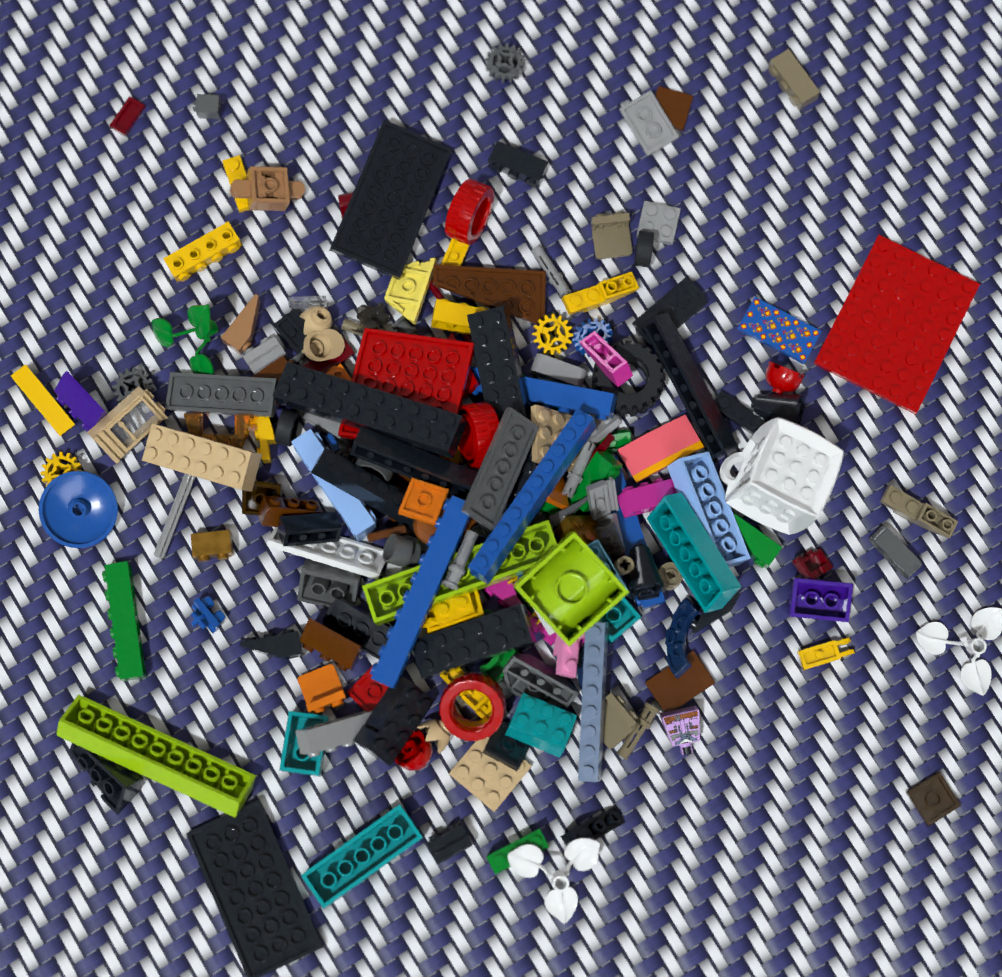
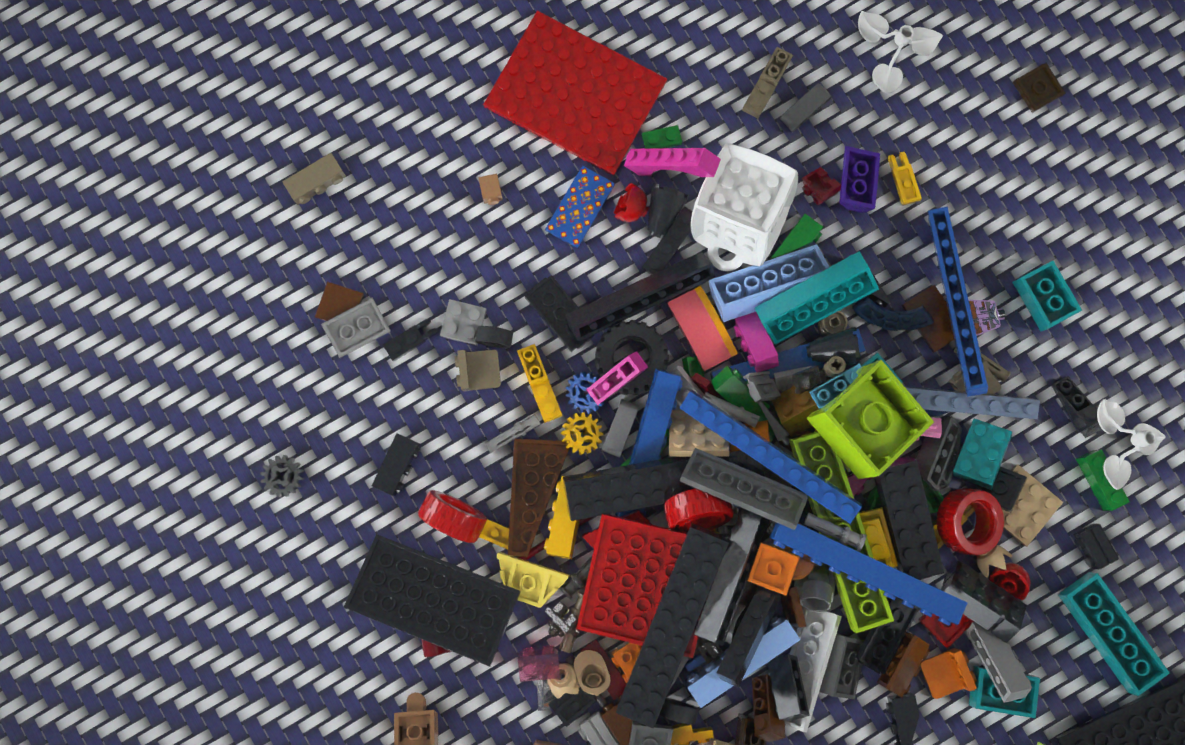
camera: 90 degrees left, 5 degrees up
(331, 294) = (539, 663): none -> clear pink bracket
(638, 172) = (408, 340): none -> black hinge
(696, 695) = (957, 302): none -> blue brick
(707, 796) = (1047, 296): none -> teal brick
(791, 242) = (490, 189): none -> medium nougat brick
(825, 404) = (688, 160): none -> dark pink arch
(854, 409) = (662, 138): none -> green plate

